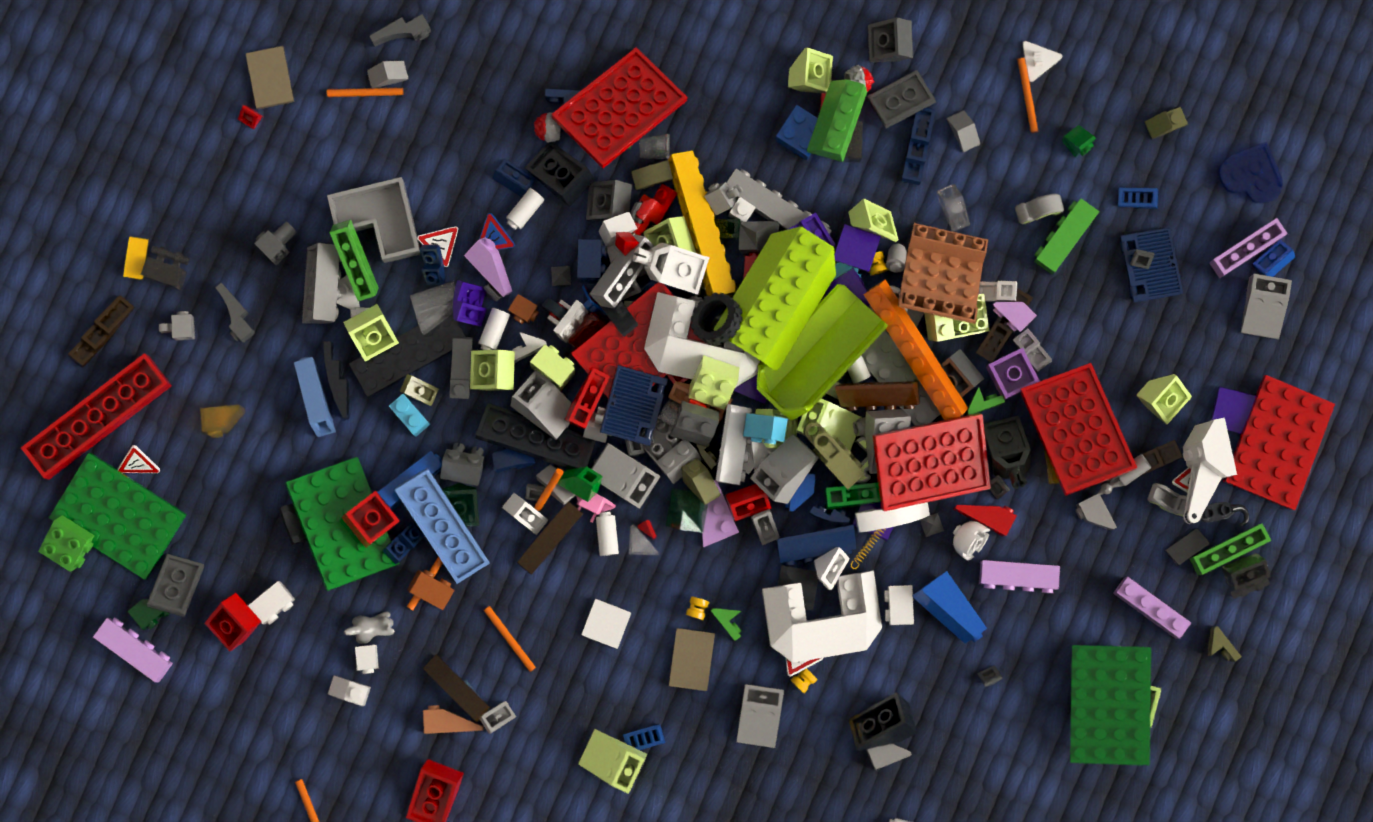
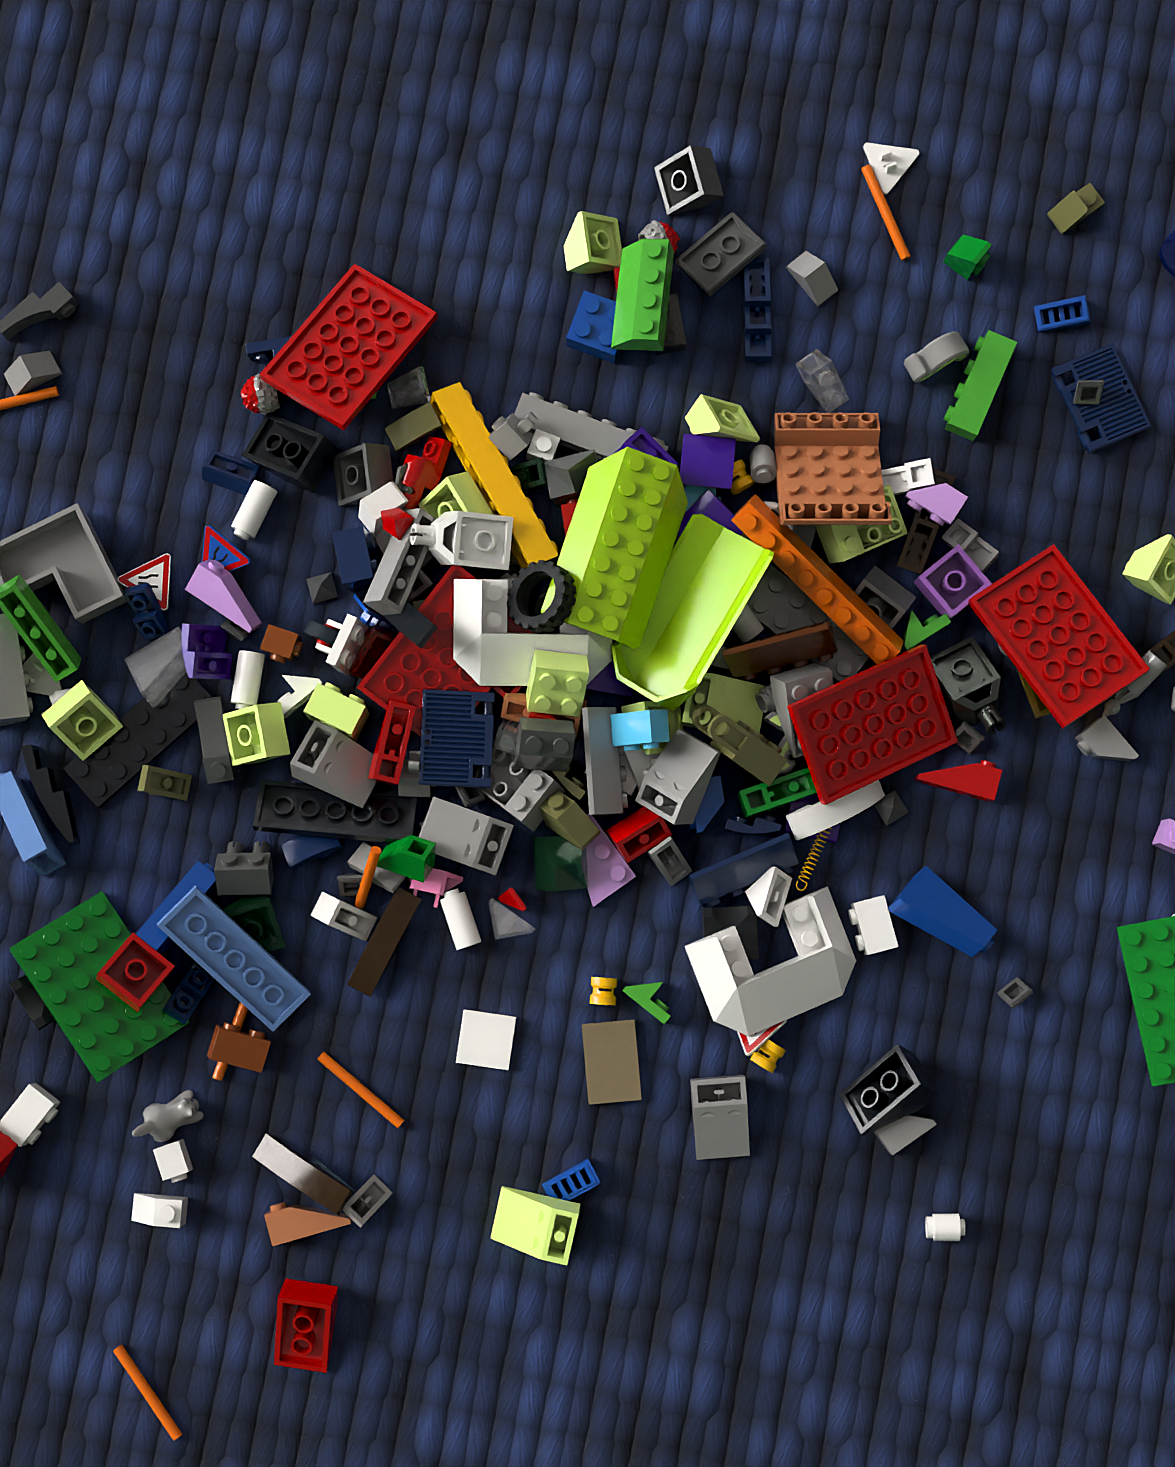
camera: 10 degrees left, 0 degrees up
(409, 415) = (158, 819): medium azure brick -> none
(970, 537) = (946, 814): white cylinder -> none
(1019, 575) = (1023, 848): lavender brick -> none

